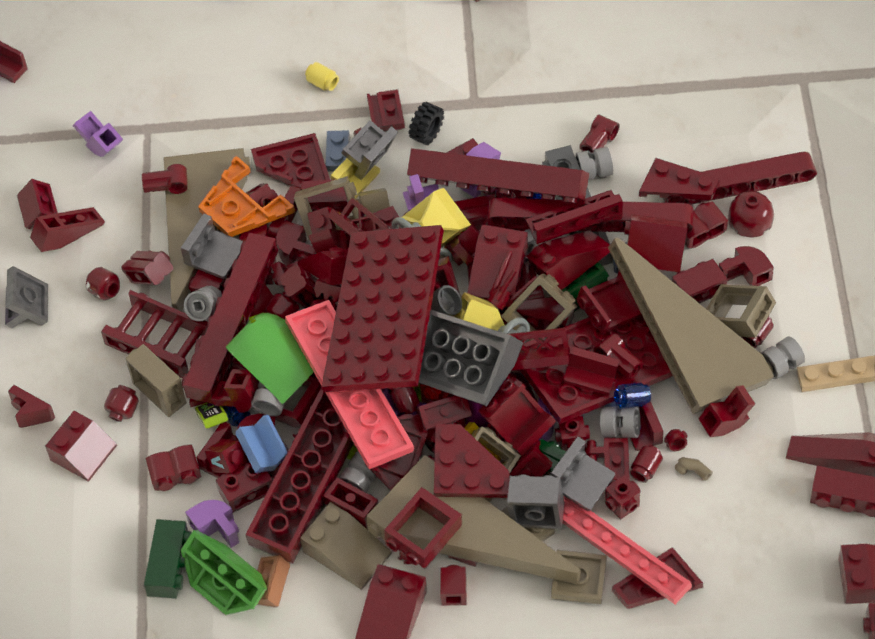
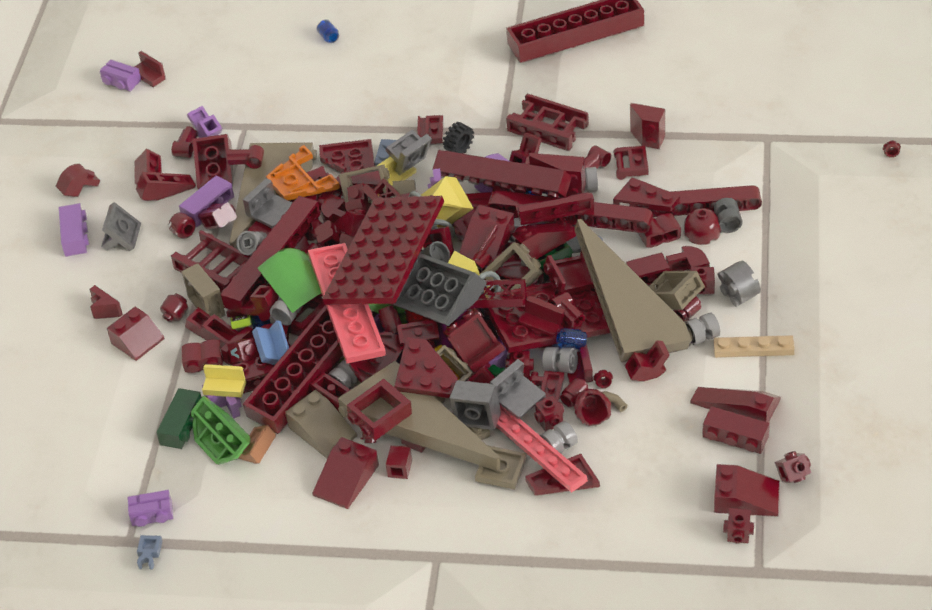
camera: 10 degrees right, 10 degrees down
(77, 166) = (184, 145): none -> dark red piece
(121, 188) = (211, 159): none -> dark red slope
(131, 235) = (213, 192): none -> medium lavender brick
(176, 426) = (210, 327): none -> dark red slope
(214, 505) = (224, 381): none -> light yellow panel
(321, 76) = (386, 101): light yellow brick -> none
(516, 137) = (529, 144): none -> dark red brick
(528, 99) = (549, 133): none -> dark red fence
(579, 156) = (571, 164): none -> dark red slope
(644, 528) = (561, 437): none -> light grey wheel
(652, 130) = (637, 161): none -> dark red plate
(656, 79) = (647, 125): none -> dark red slope
(657, 240) = (619, 232): dark red brick -> none
(673, 482) = (592, 407): none -> dark red hair
(775, 285) = (708, 278): none -> dark red brick
(781, 195) = (728, 215): none -> dark grey wheel
(814, 290) = (738, 283): none -> flat silver brick

